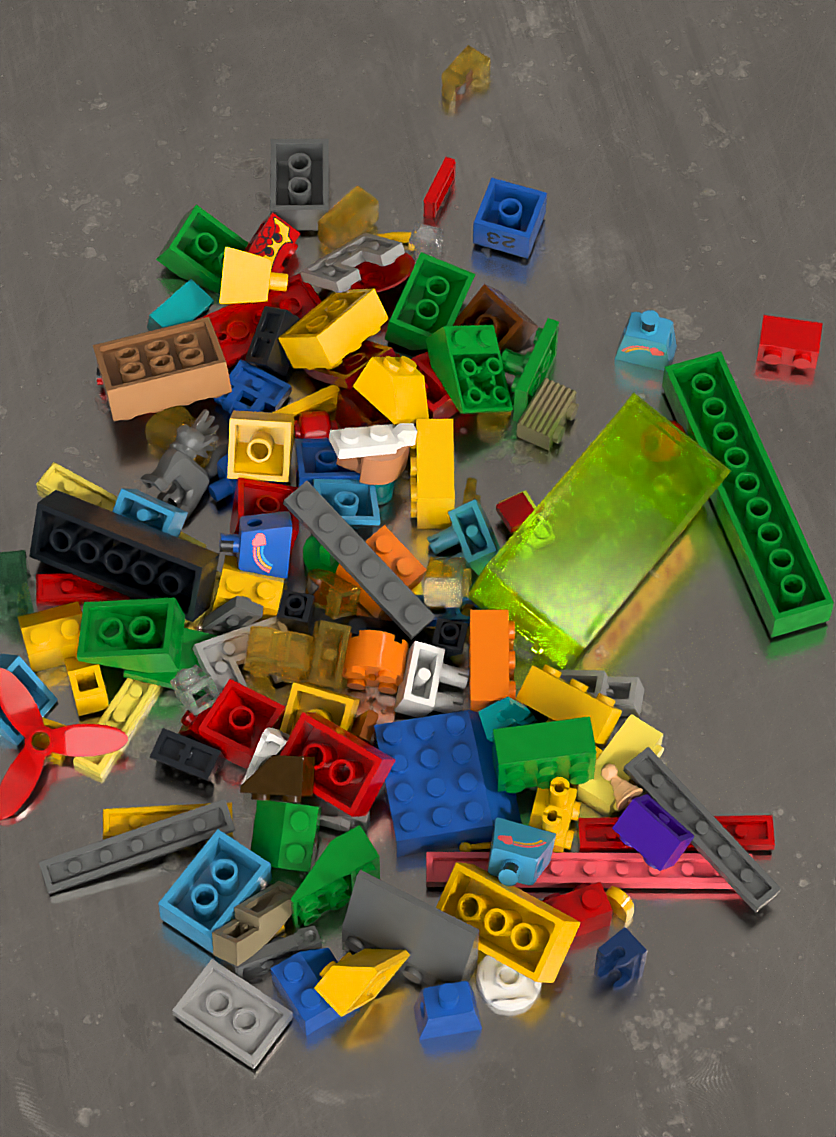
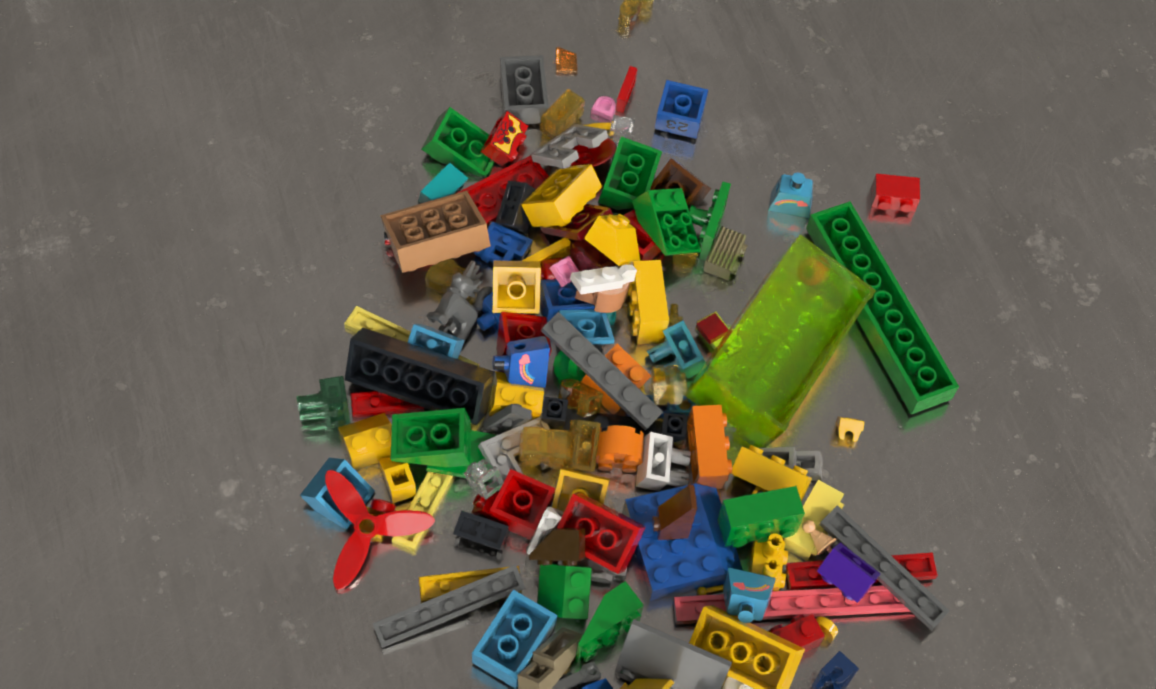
camera: 10 degrees left, 0 degrees up
(64, 717) = (382, 505): none -> red tile
(248, 278) = (494, 160): yellow torso -> none
(322, 424) = (563, 269): none -> bright pink tile
(362, 146) = (565, 61): none -> clear orange slope
(364, 725) = (616, 498): dark orange tile -> none
(407, 211) = (604, 107): none -> bright pink tile
(430, 747) = (676, 515): none -> reddish brown slope
(505, 714) = (725, 488): teal hinge -> none
(685, 646) = (849, 424): none -> yellow tile

